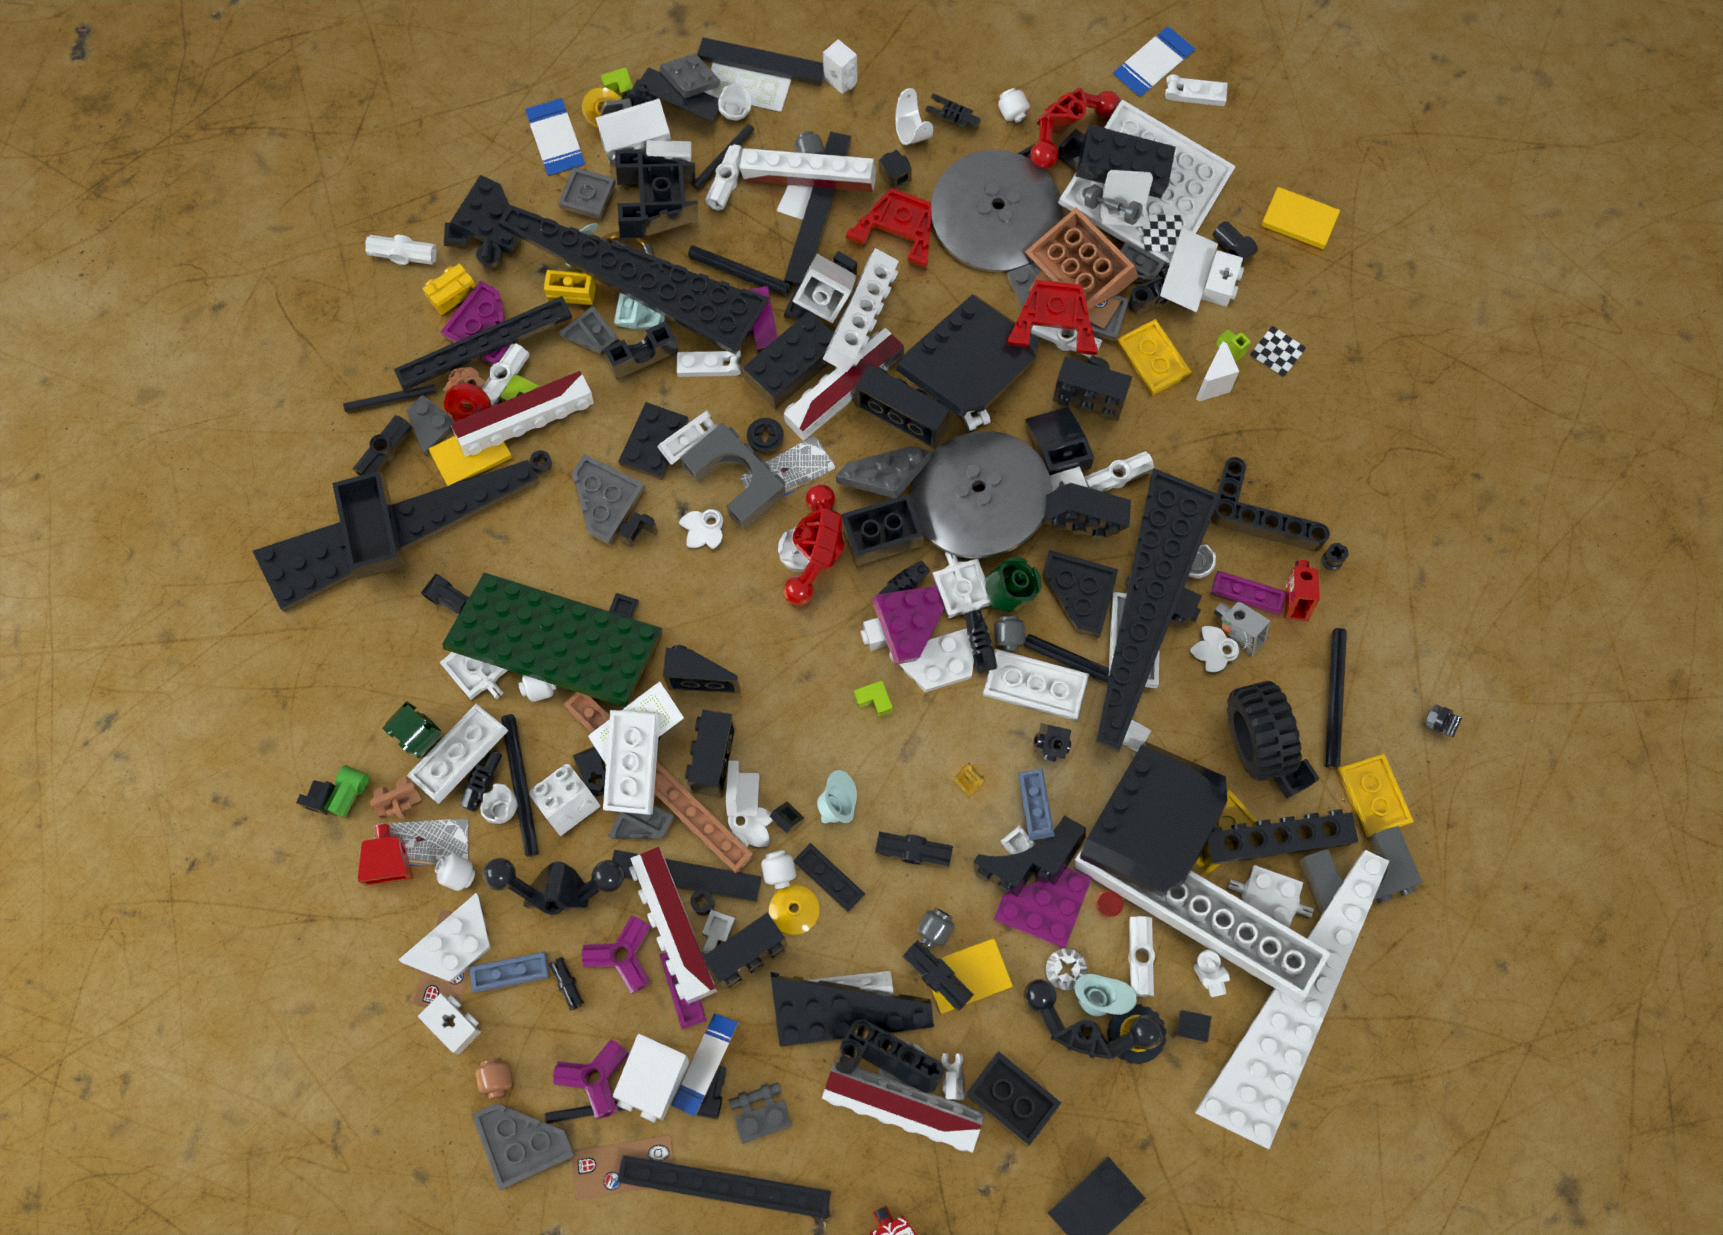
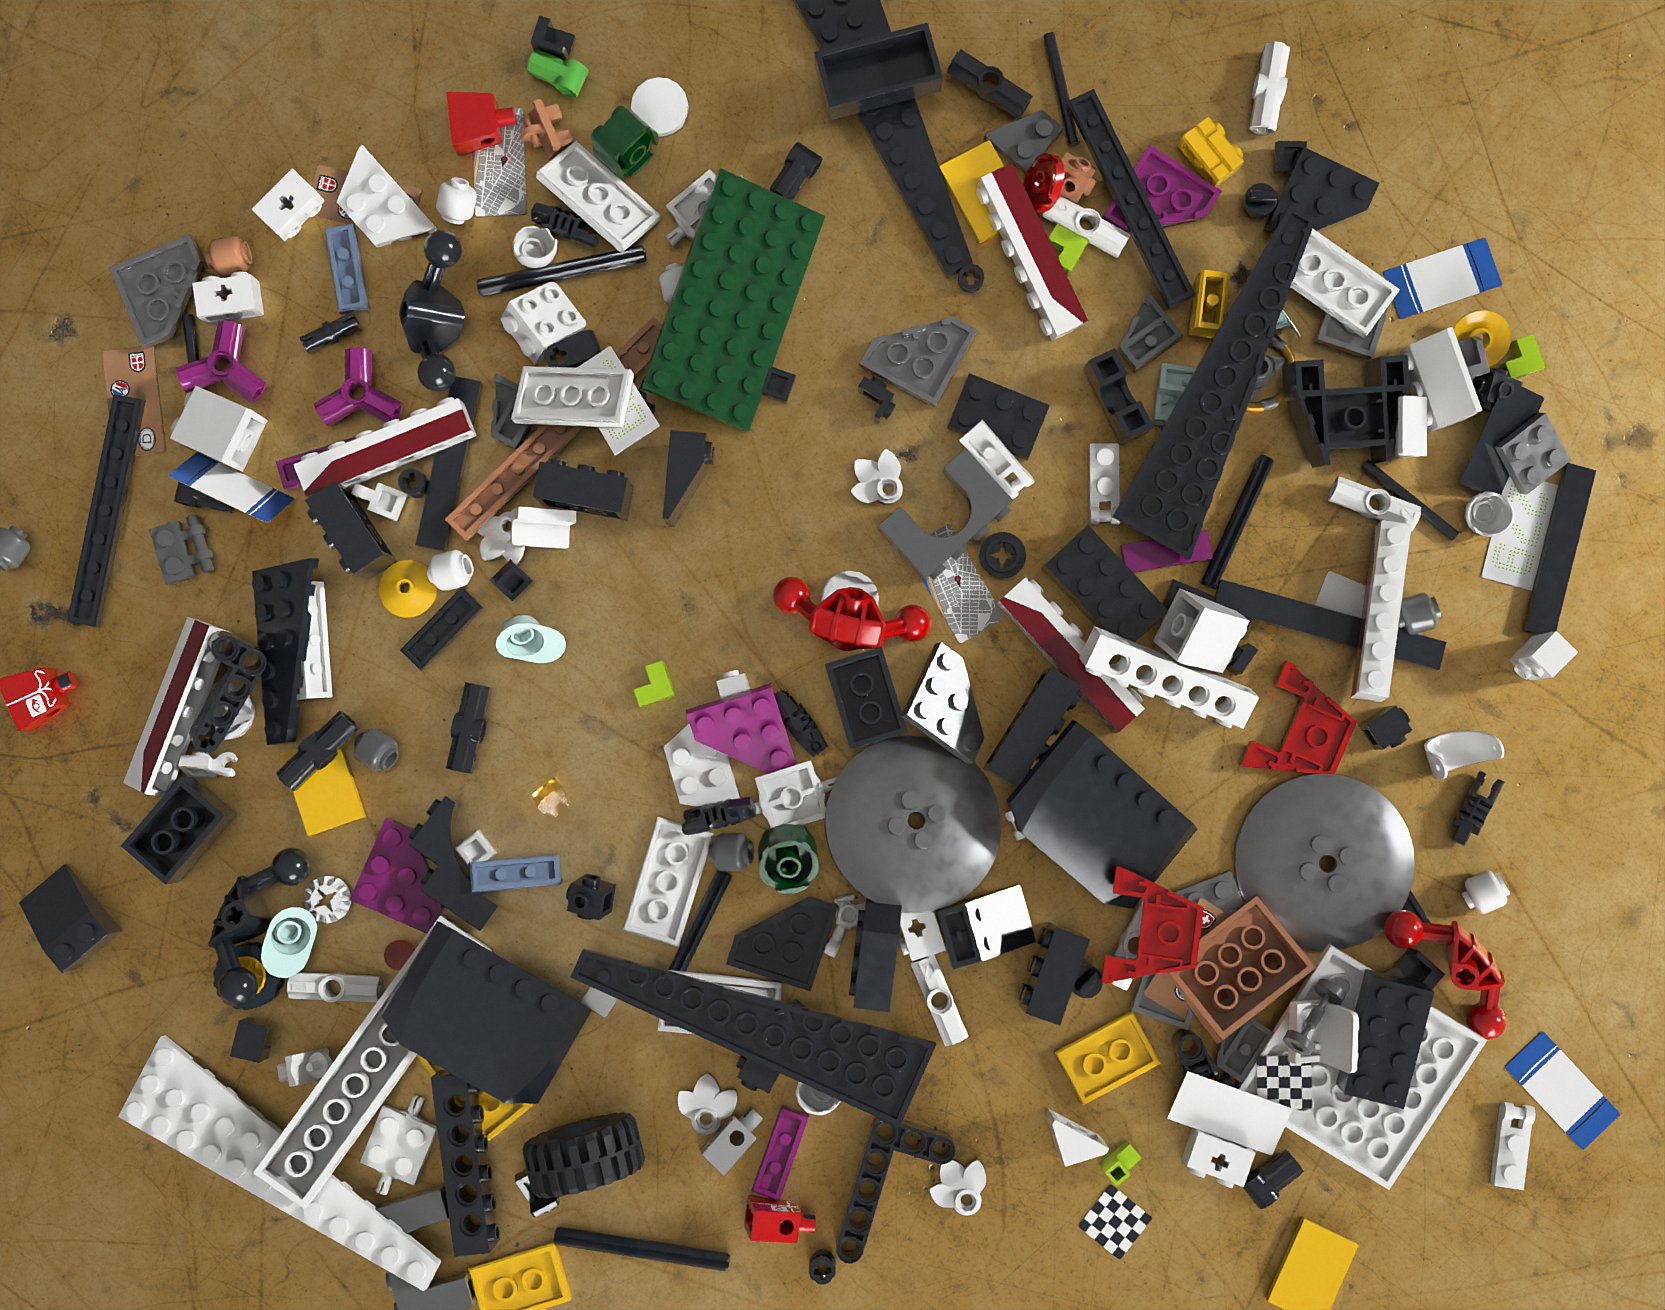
camera: 90 degrees right, 15 degrees up
(378, 705) = (661, 105): none -> white tile
(541, 1088) = (241, 304): none -> white brick
(562, 193) = (1342, 285): none -> white tile
(1057, 543) = (846, 918): none -> white piece
(1258, 458) = (958, 1182): none -> white plate

